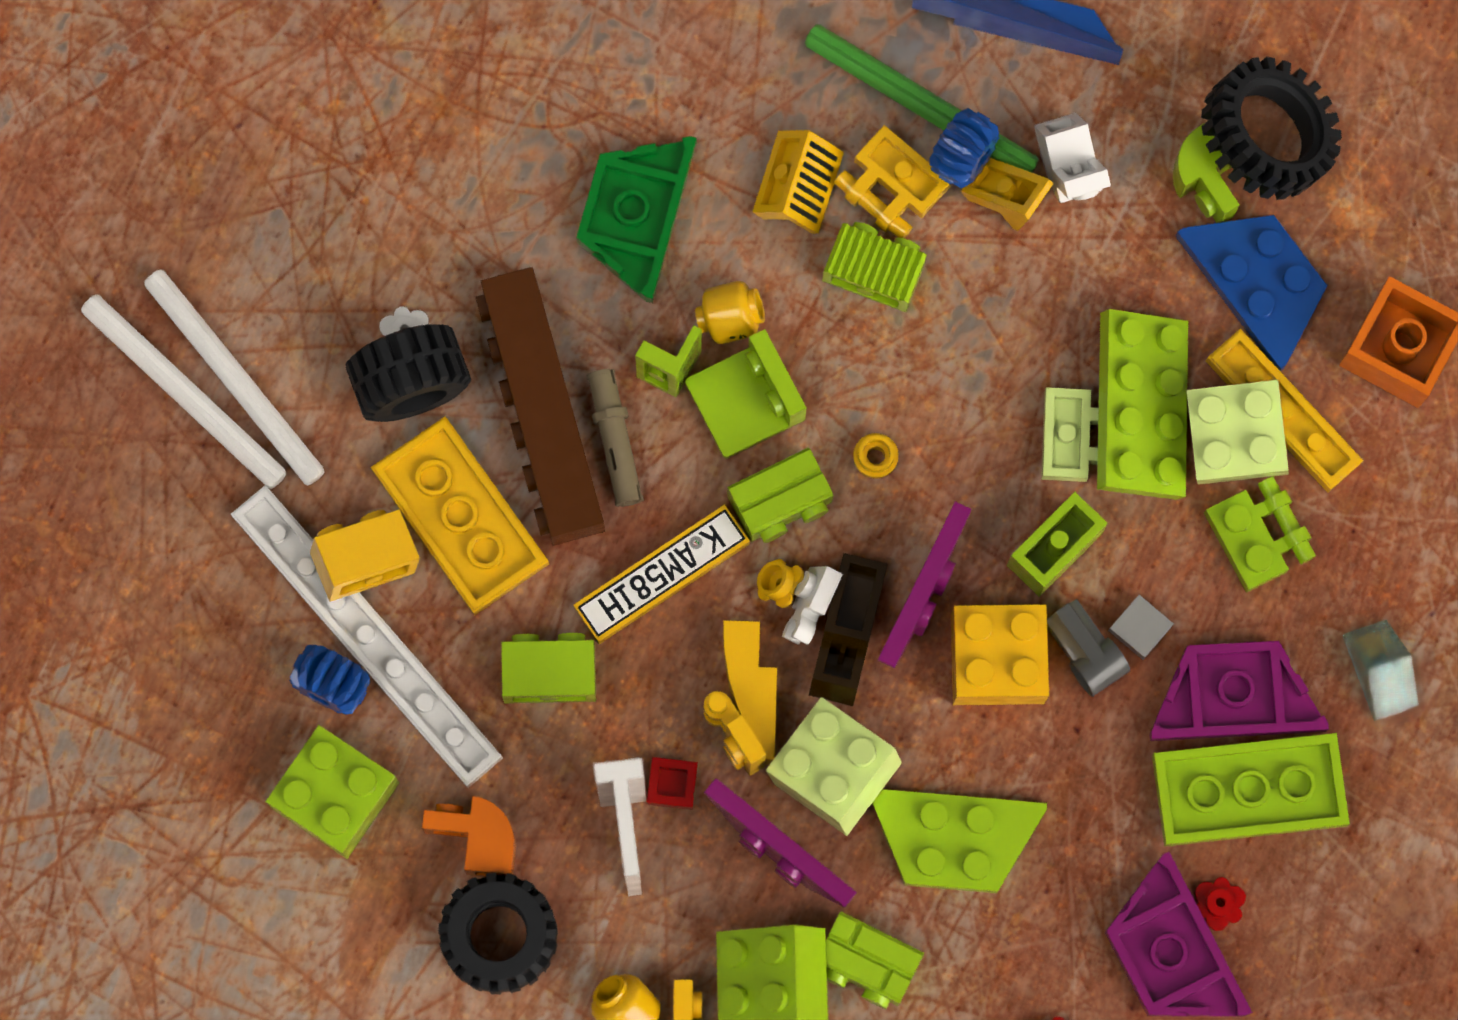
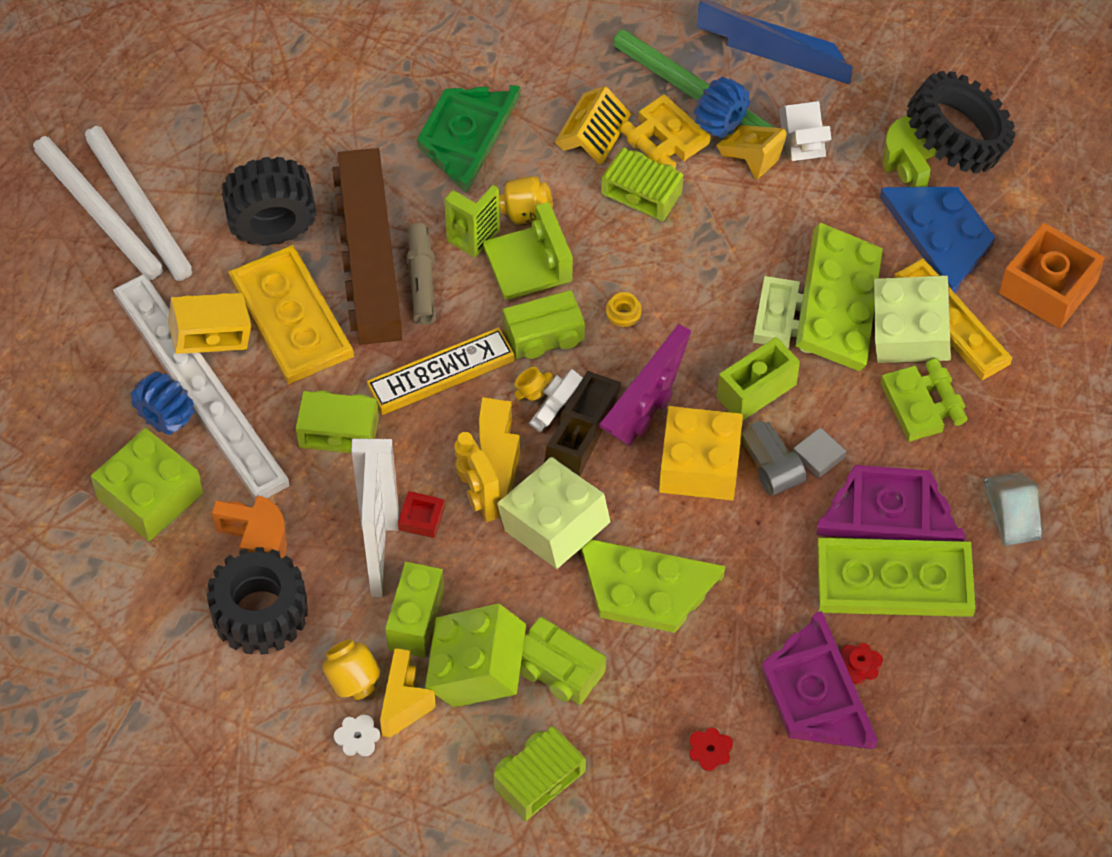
camera: 10 degrees right, 20 degrees down
(687, 917) = (415, 609): none -> lime brick
(762, 837) = (495, 558): magenta wing -> none

